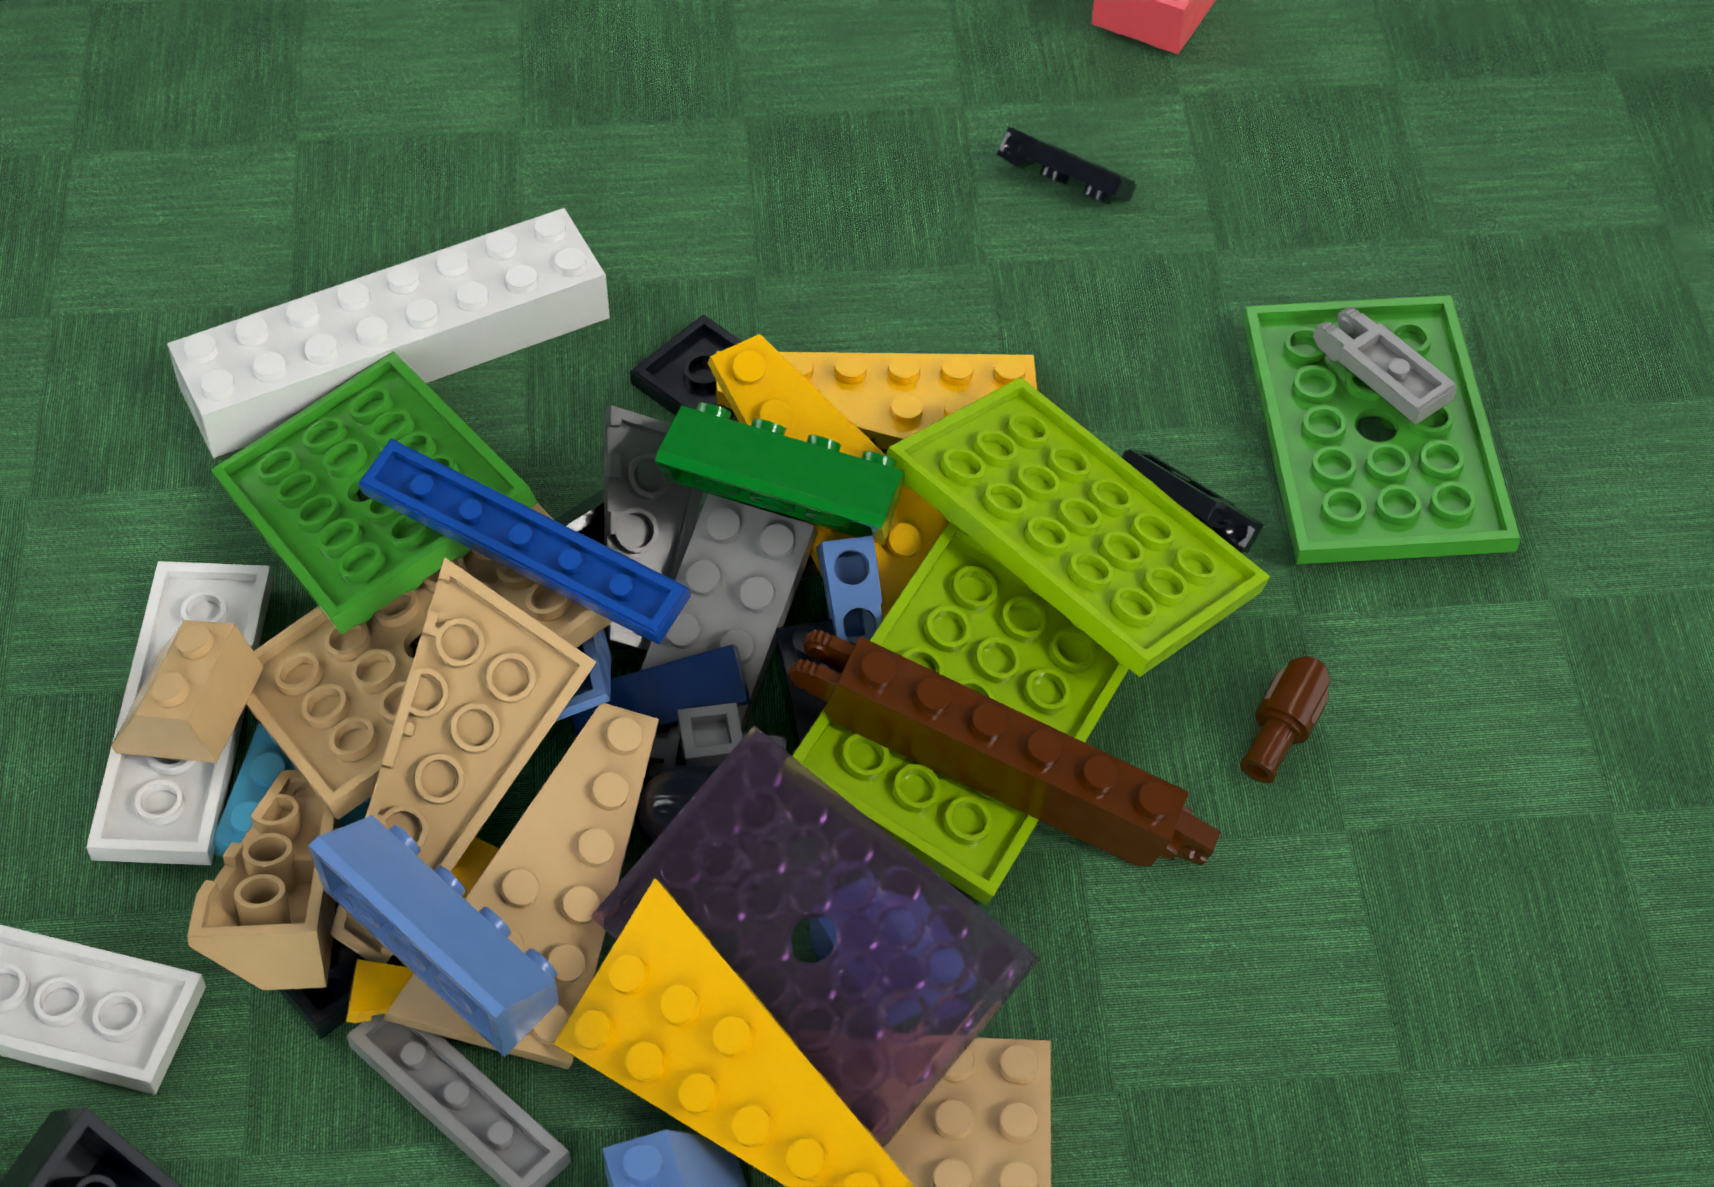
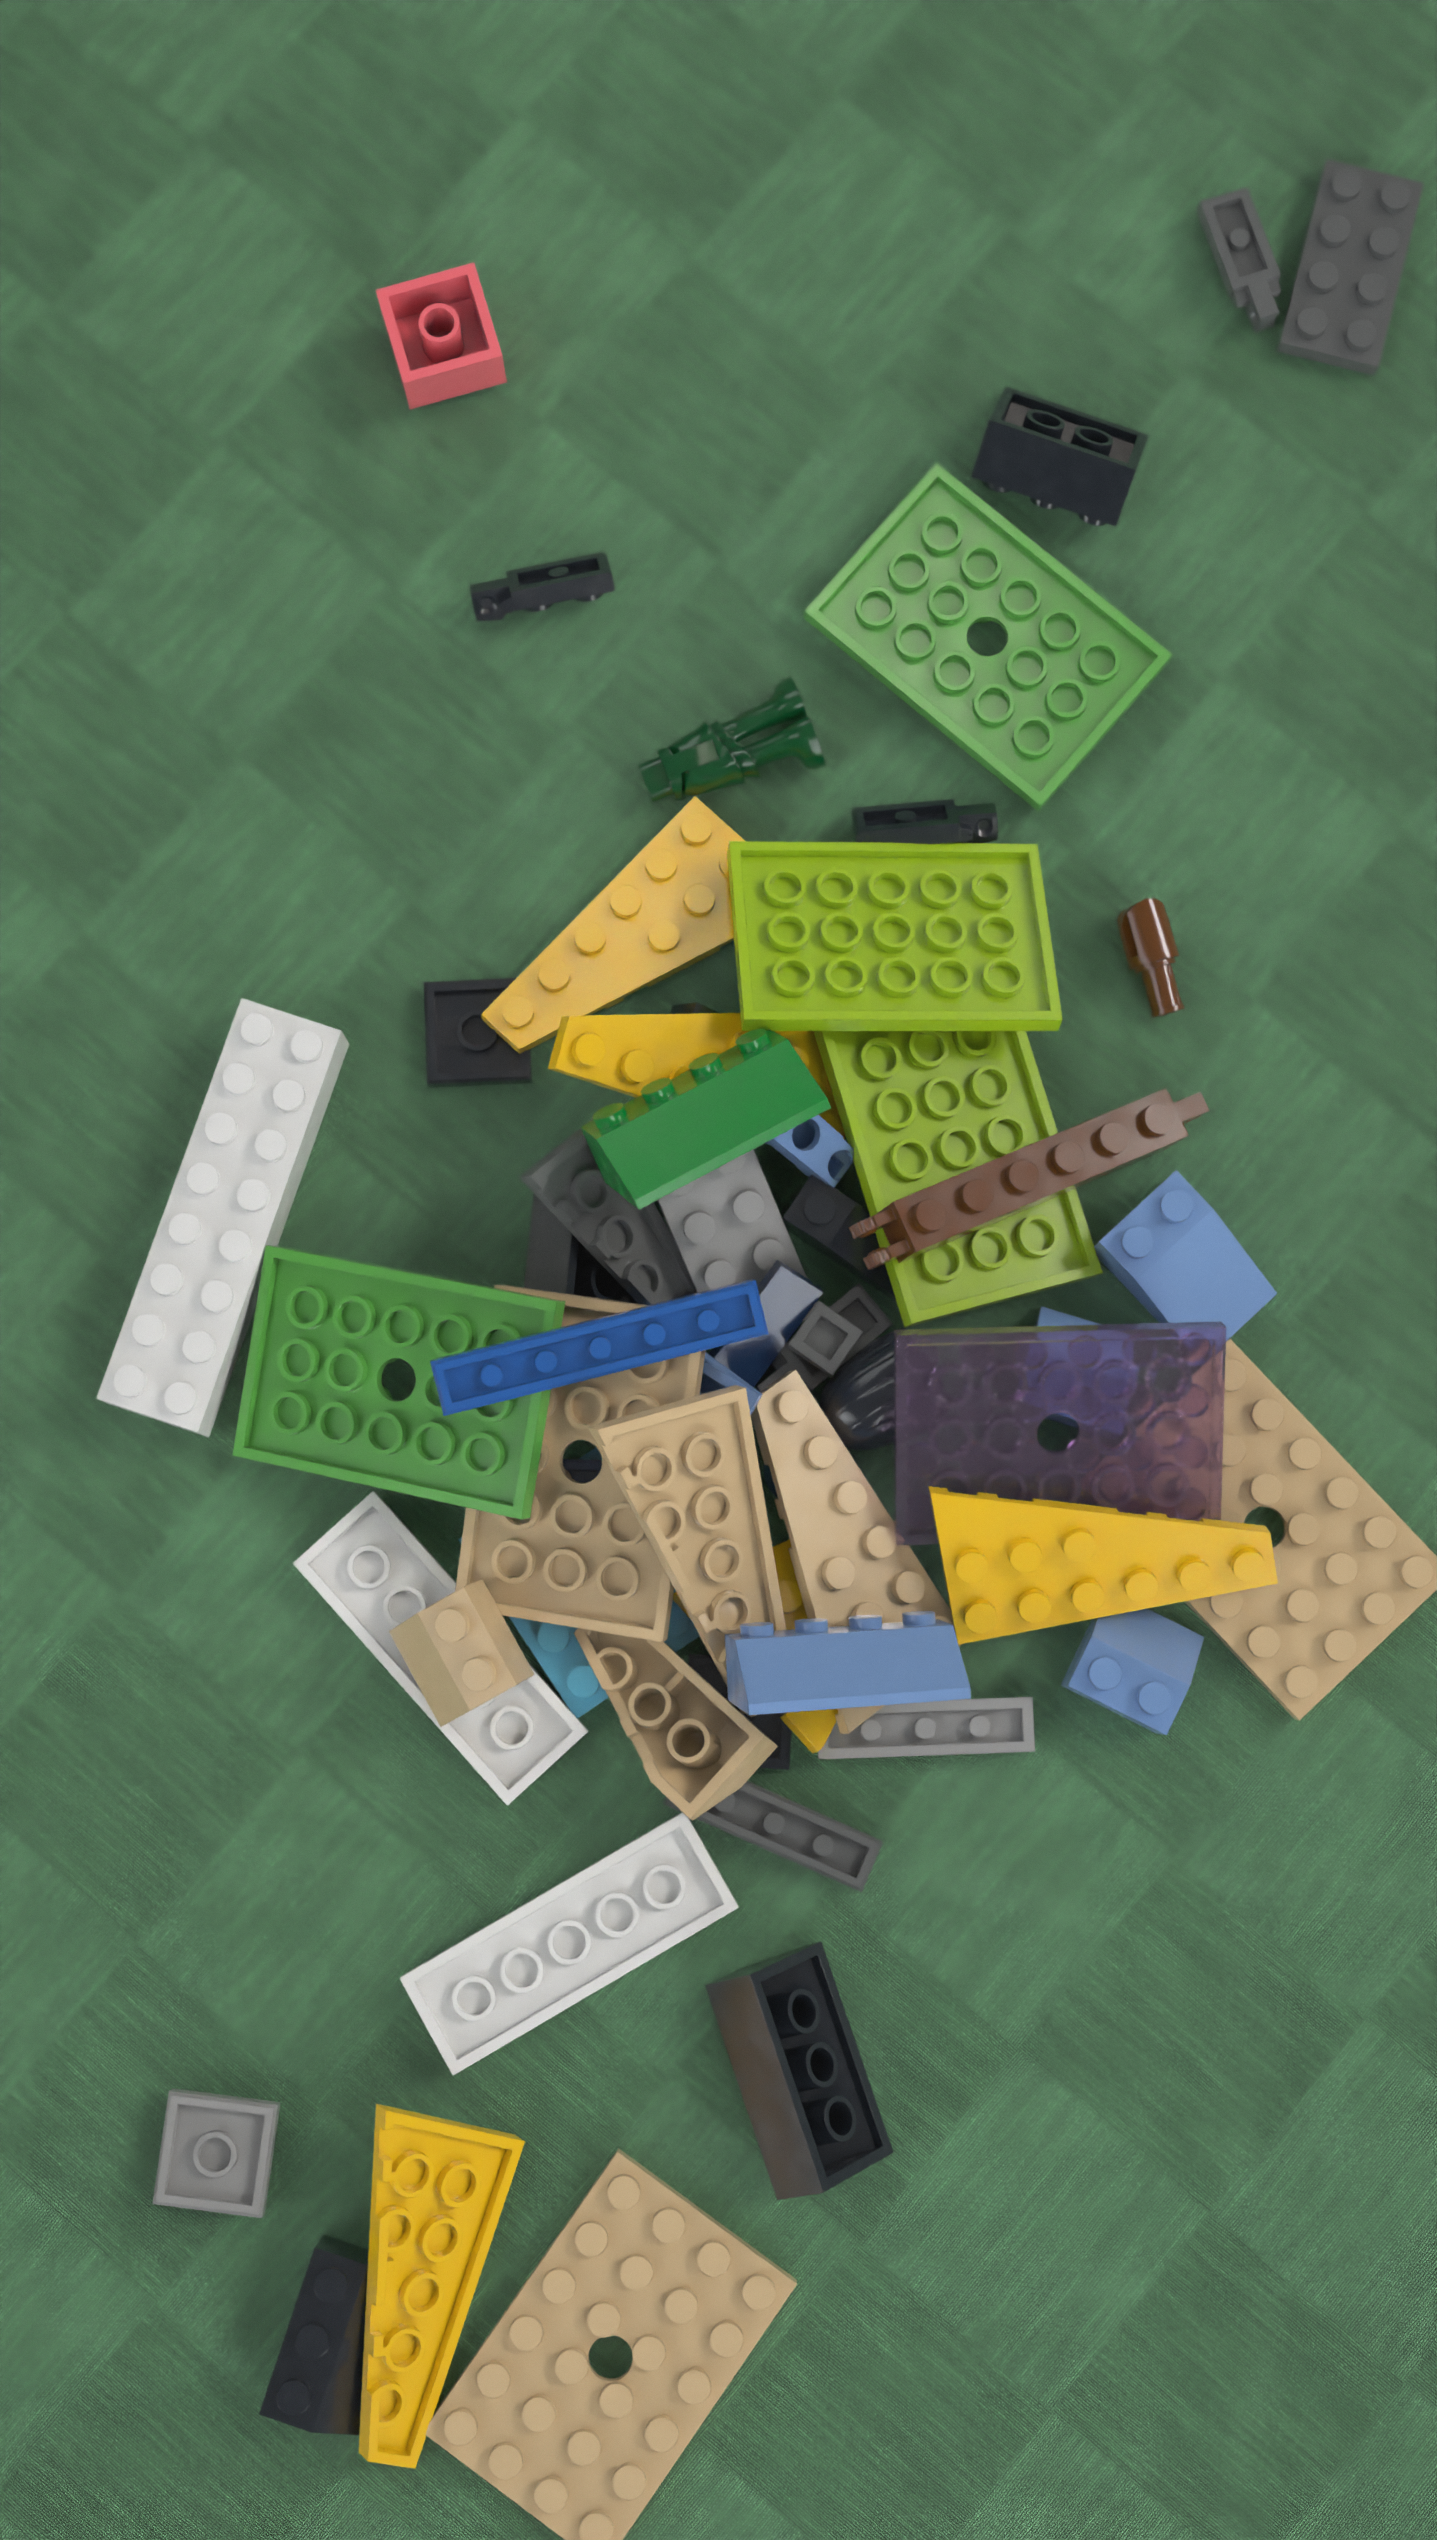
camera: 45 degrees left, 30 degrees up
(260, 1072) = (795, 1833): none -> dark grey tile
(1081, 926) = (1184, 1260): none -> medium blue slope
(1087, 346) = (714, 759): none -> dark green piece
(1385, 364) = (960, 583): light grey hinge -> none
(1556, 361) = (1059, 457): none -> black slope

